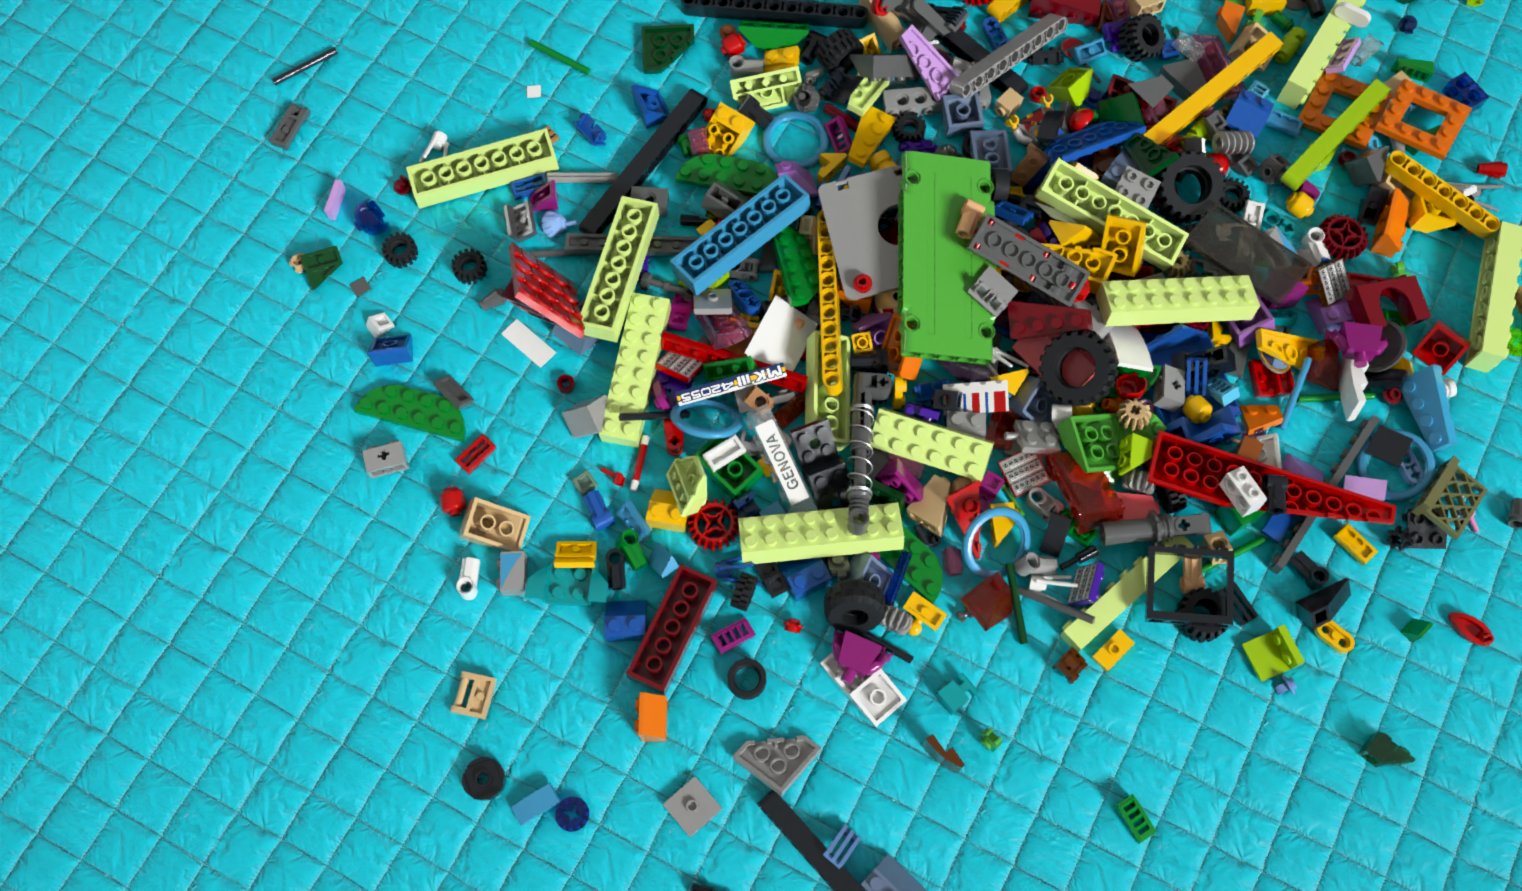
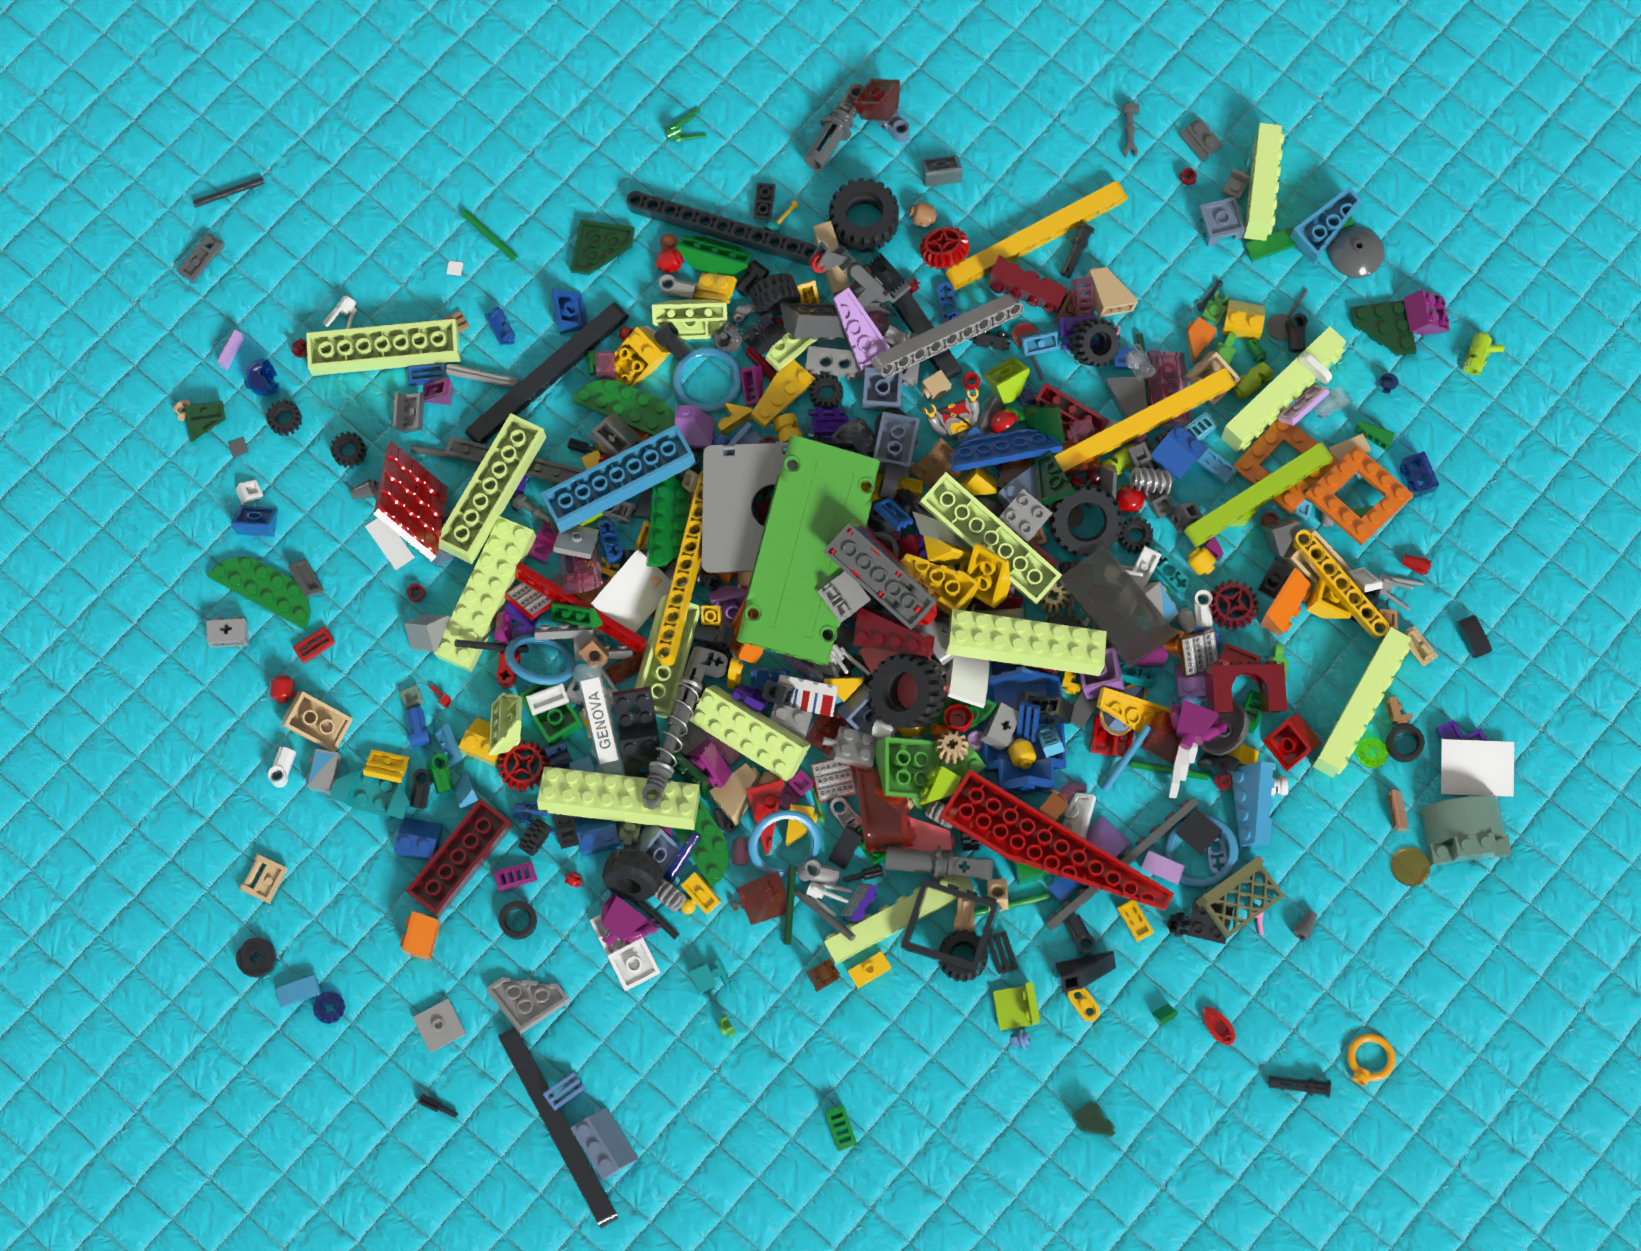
camera: 15 degrees right, 5 degrees up
(555, 224) = (443, 421): light blue piece -> none
(639, 463) = (468, 688): red bar -> none
(652, 194) = (554, 416): dark grey brick -> none
(731, 384) = (570, 632): sticker -> none
(862, 288) = (724, 563): red plate -> none
(948, 759) = (680, 1032): slope -> none
(971, 215) = (840, 515): light nougat piece -> none
(1038, 178) = (950, 468): axle -> none
(1050, 125) = (966, 422): black slope -> none
(1152, 89) = (1074, 411): dark grey slope -> none
(1242, 491) = (1023, 848): white brick -> none
(1260, 417) = (1084, 774): orange wing -> none
(1275, 489) = (1057, 852): black piece -> none

